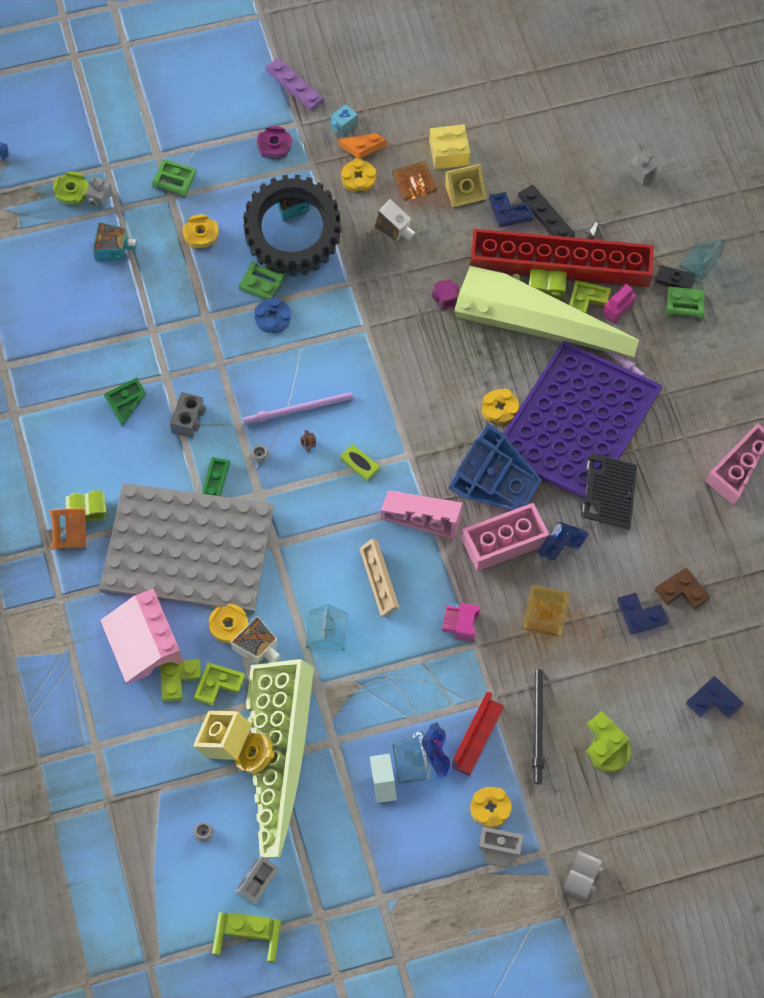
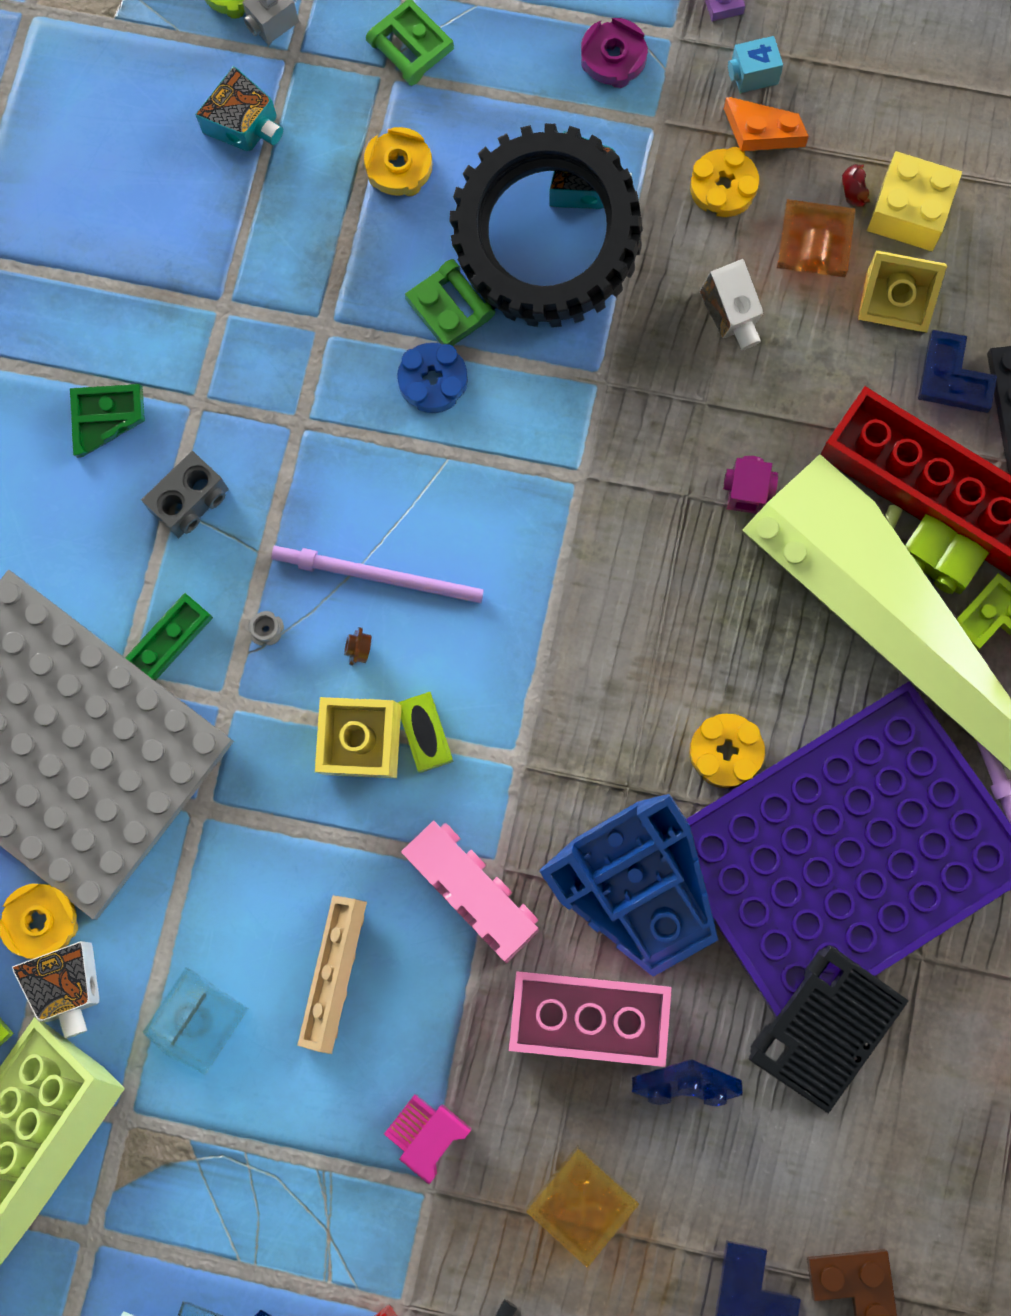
camera: 35 degrees right, 15 degrees up
(333, 474) = (358, 737): none -> light yellow brick
(419, 152) = (855, 186): none -> dark red plate

